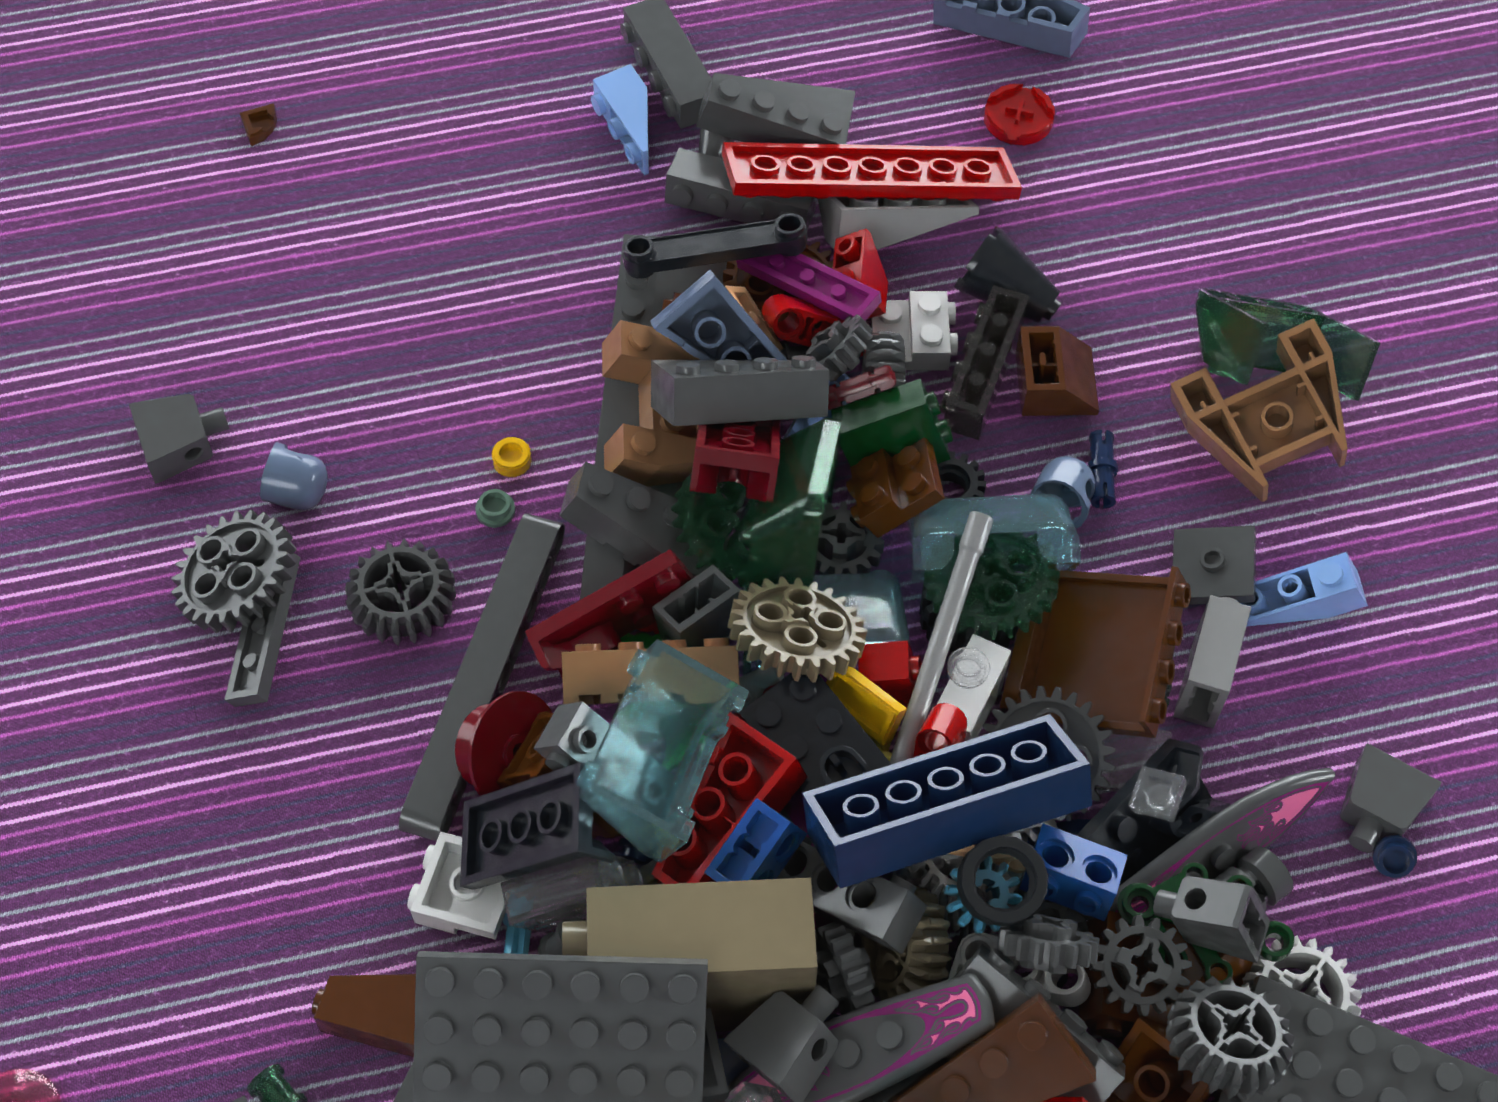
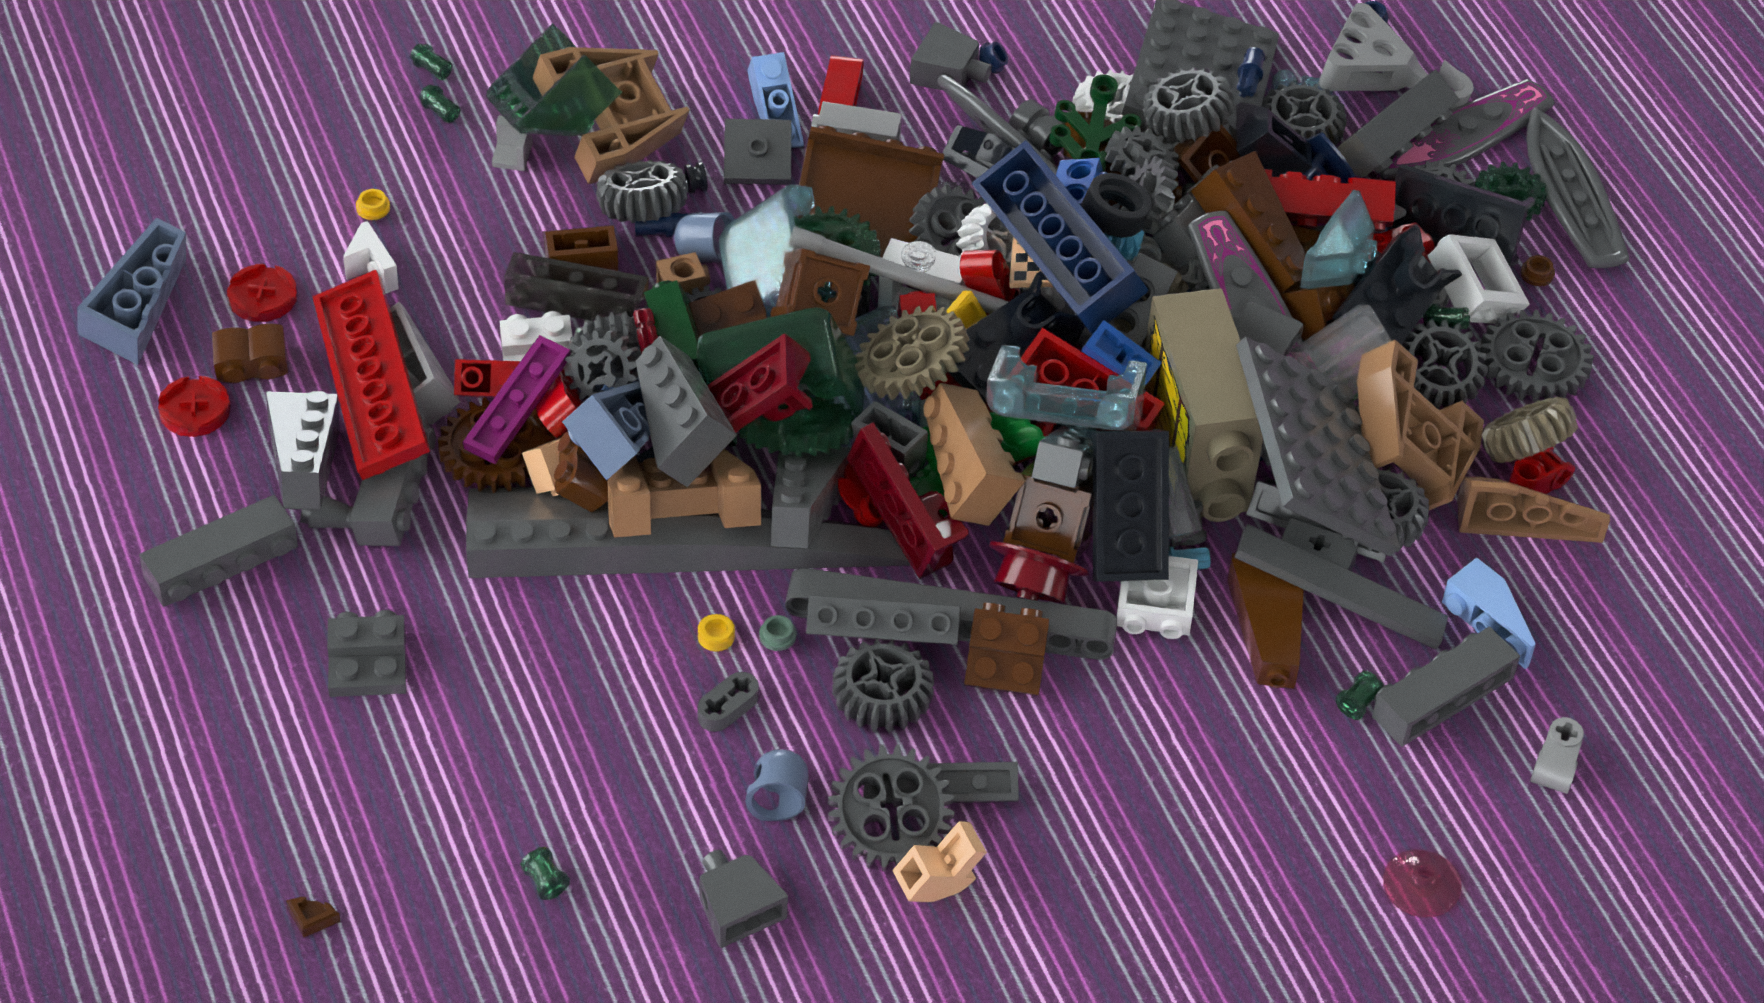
camera: 100 degrees left, 10 degrees down
(153, 608) = (943, 870): none -> light nougat brick
(247, 286) = (544, 873): none -> clear green bush
(412, 710) = (1007, 650): none -> reddish brown plate
(425, 451) = (724, 698): none -> dark grey beam
(462, 587) = (883, 620): none -> dark grey brick
(536, 172) = (366, 654): none -> dark grey plate
(624, 104) = (288, 581): light blue slope -> none
(782, 236) = (494, 460): black piece -> none
(870, 59) = (194, 406): none -> red tile
(885, 533) = (807, 272): none -> reddish brown container
(927, 95) = (249, 353): none -> reddish brown brick
(1005, 265) = (473, 286): black cone -> none
(1006, 454) = (685, 270): none -> medium nougat brick
(1057, 195) = (369, 254): none -> white slope
(1137, 434) = (642, 191): none -> dark grey gear
(1138, 204) = (372, 204): none -> yellow plate
(1157, 793) = (998, 146): clear plate -> none
(1172, 499) = (696, 177): none -> black bush
(1216, 916) = (1104, 103): dark grey torso -> none
(1302, 264) = (434, 99): none -> clear green pin
(1319, 667) = (842, 81): none -> red beam
(1370, 260) = (425, 57): none -> clear green pin

